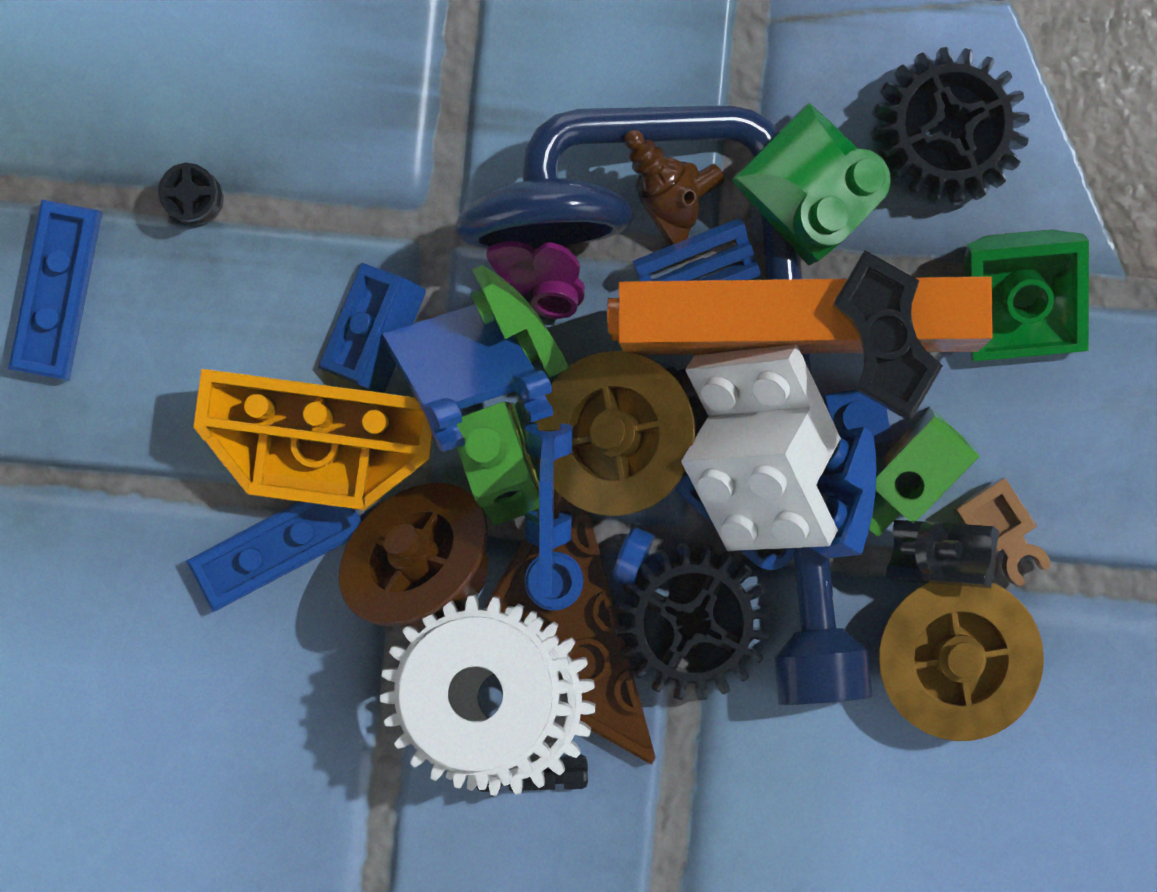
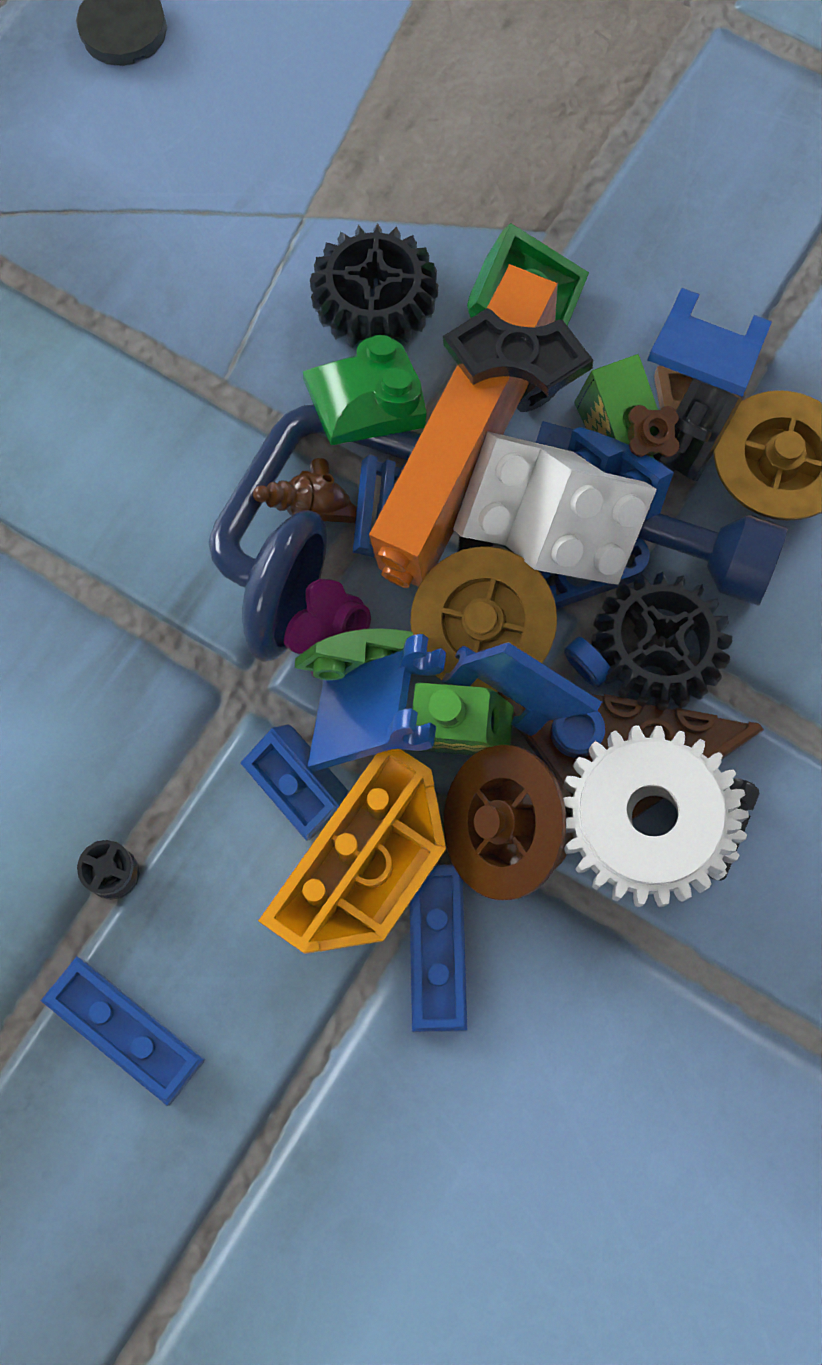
camera: 65 degrees left, 15 degrees down
(901, 495) = (639, 435): none -> reddish brown plate
(1040, 524) = (706, 349): none -> blue flag

